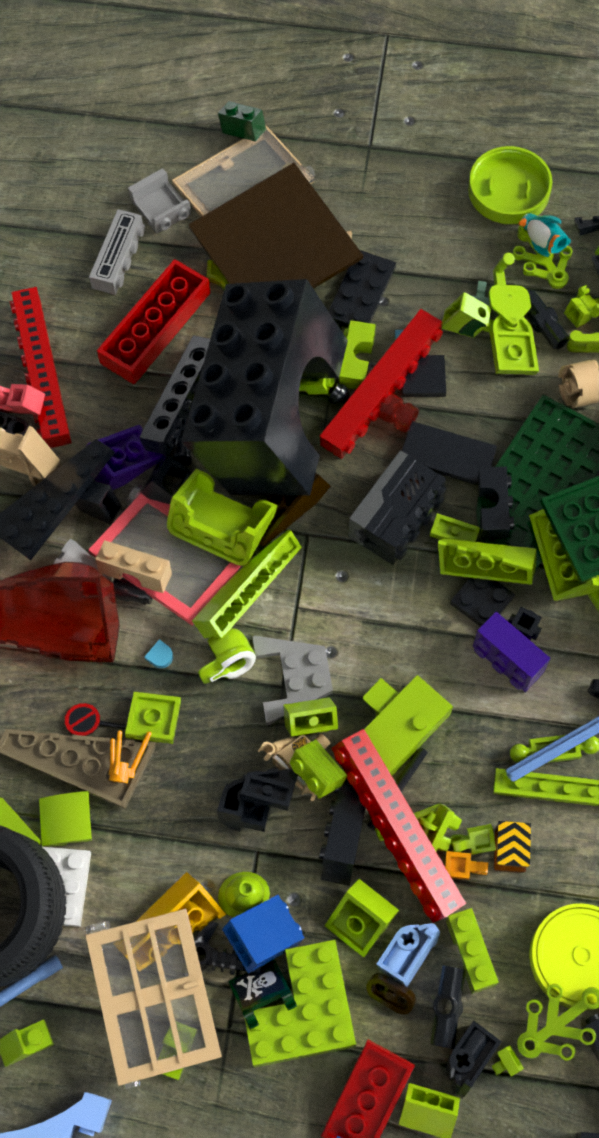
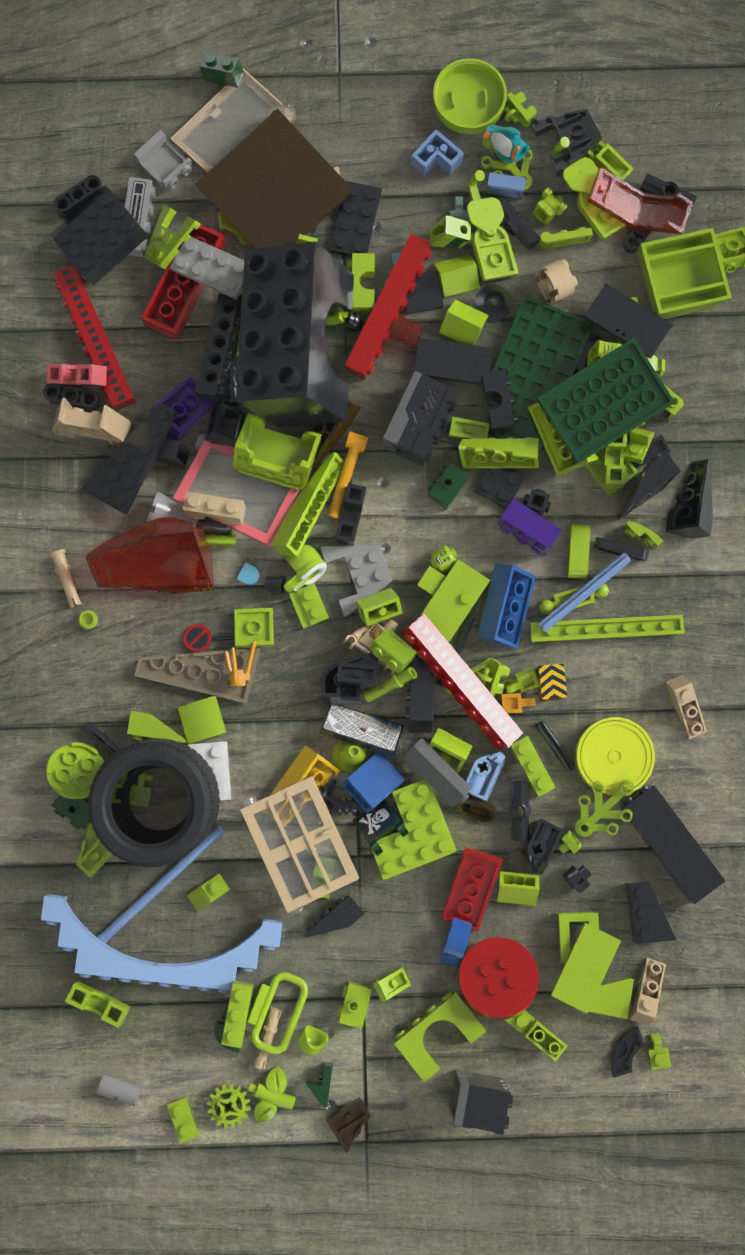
camera: 15 degrees left, 15 degrees up
(58, 222) = (68, 197): none -> black beam
(71, 262) = (99, 235): none -> black slope
(135, 610) = (221, 540): none -> lime slope
(143, 275) = (165, 242): none -> lime wing
(183, 306) = (210, 267): none -> light grey plate
(187, 1108) = (341, 917): none -> black slope
(189, 670) = (275, 584): none -> black piece
(225, 704) = (309, 606): none -> lime plate
(262, 865) = (362, 729): none -> tile
(292, 613) = (351, 514): none -> black arch
(316, 809) = (396, 681): none -> lime pin
(317, 527) = (355, 443): none -> light orange piece
(348, 935) = (437, 773): none -> dark grey brick
(399, 673) = (443, 558): none -> lime head
(419, 590) = (448, 485): none -> dark green brick
(464, 232) = (438, 151): none -> medium blue brick
(465, 414) = (463, 323): none -> lime slope
(468, 365) = (457, 275): none -> lime slope
(468, 743) = (506, 605): none -> blue slope
(494, 400) = (484, 304): none -> black dish
(506, 930) = (555, 745): none -> black axle
(511, 1112) = (577, 878): none -> black piece
(537, 278) = (506, 185): none -> medium blue slope
(561, 208) = (516, 111): none -> lime hips
(568, 693) = (578, 551): none -> lime beam

